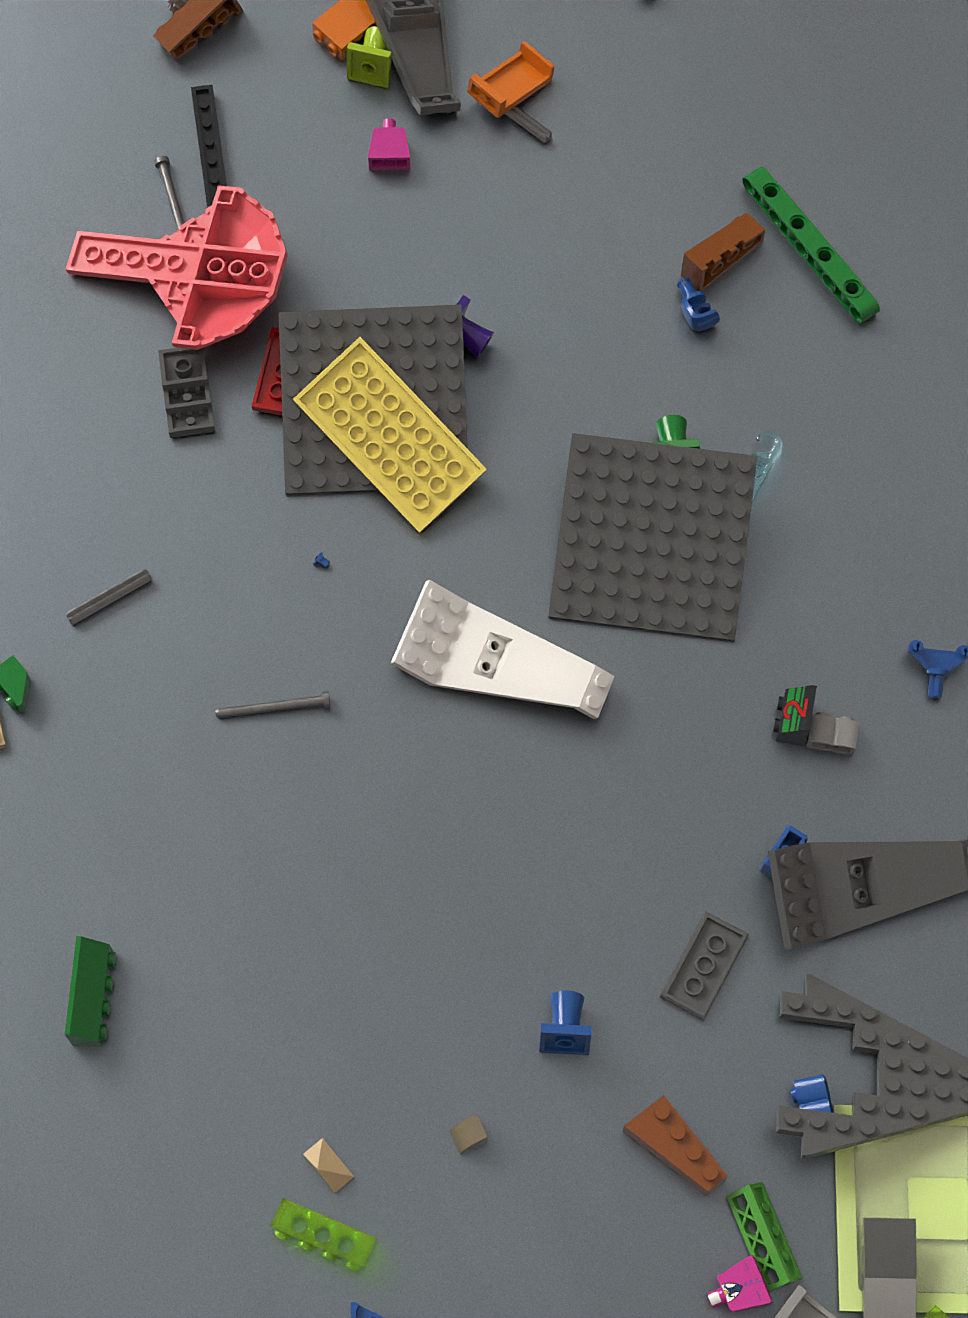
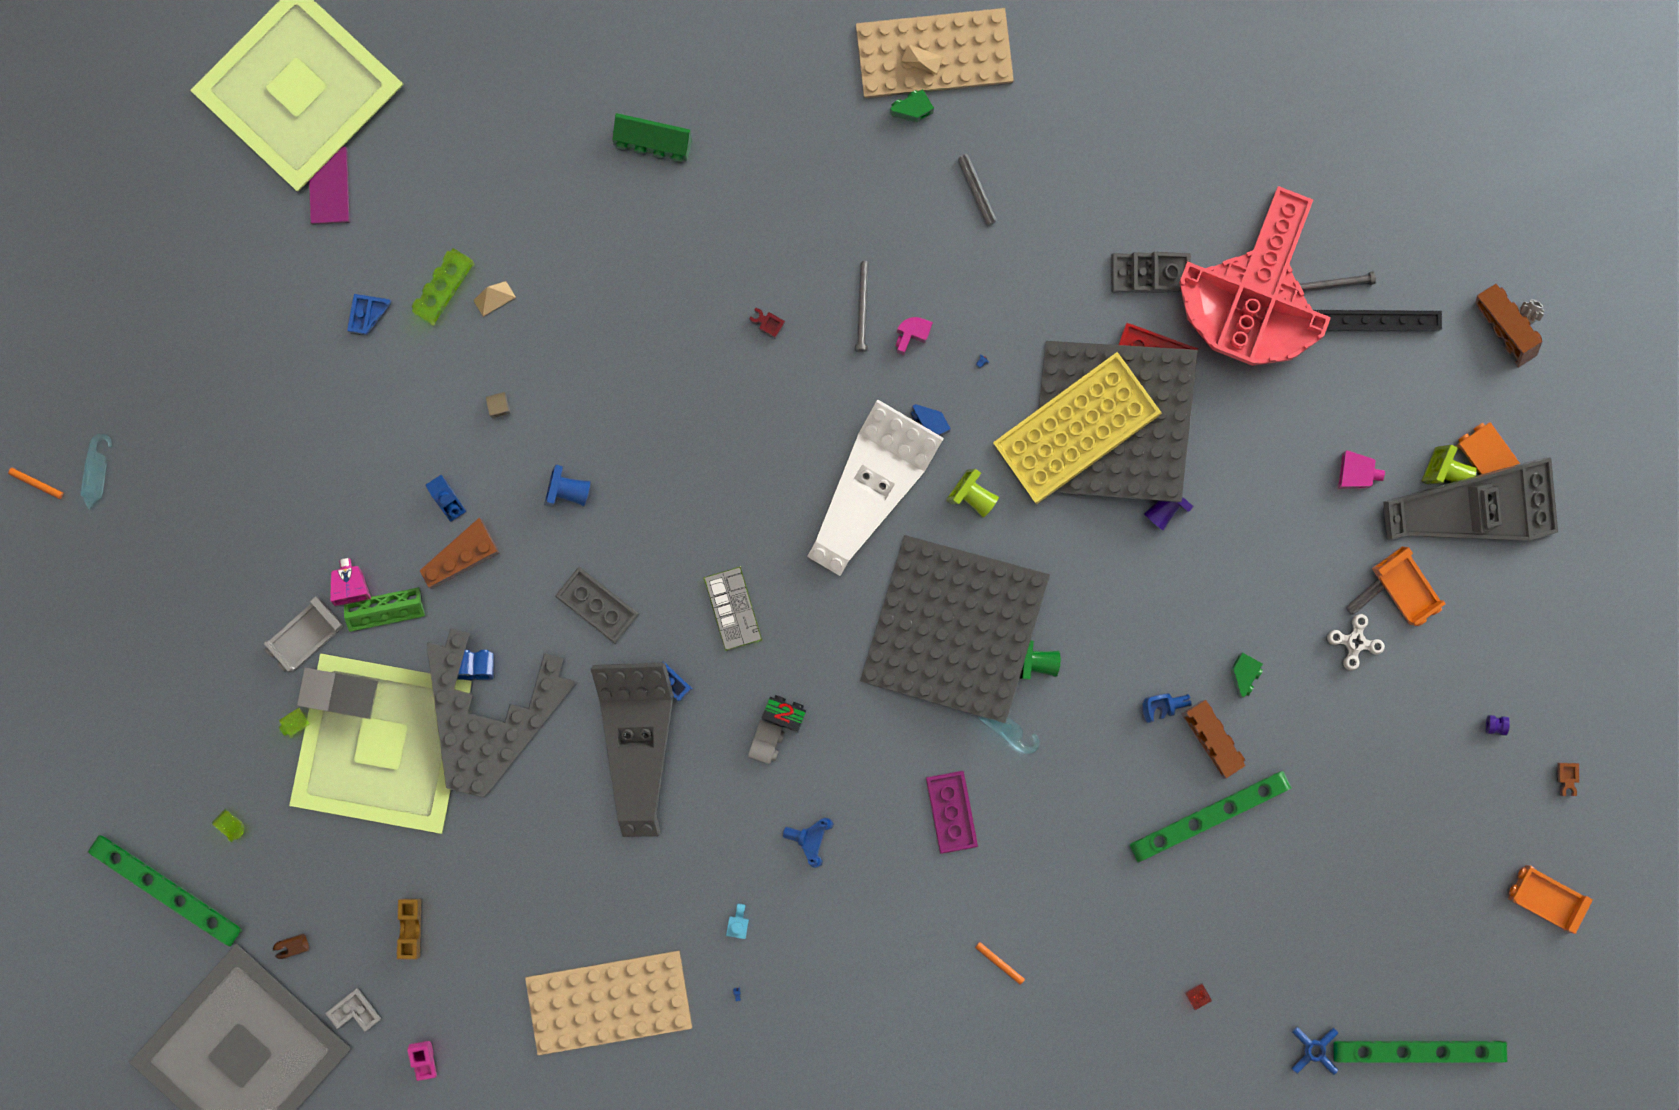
camera: 95 degrees right, 15 degrees up
(294, 641) = (912, 328): none -> dark pink brick
(312, 811) = (769, 324): none -> dark red plate
(403, 604) = (931, 419): none -> blue slope
(485, 548) = (972, 493): none -> lime plant
(583, 126) = (1353, 650): none -> white gear
(603, 1180) = (445, 498): none -> blue slope
(641, 230) = (1244, 672): none -> green slope
(676, 800) = (732, 608): none -> tile
(867, 516) = (951, 812): none -> magenta tile

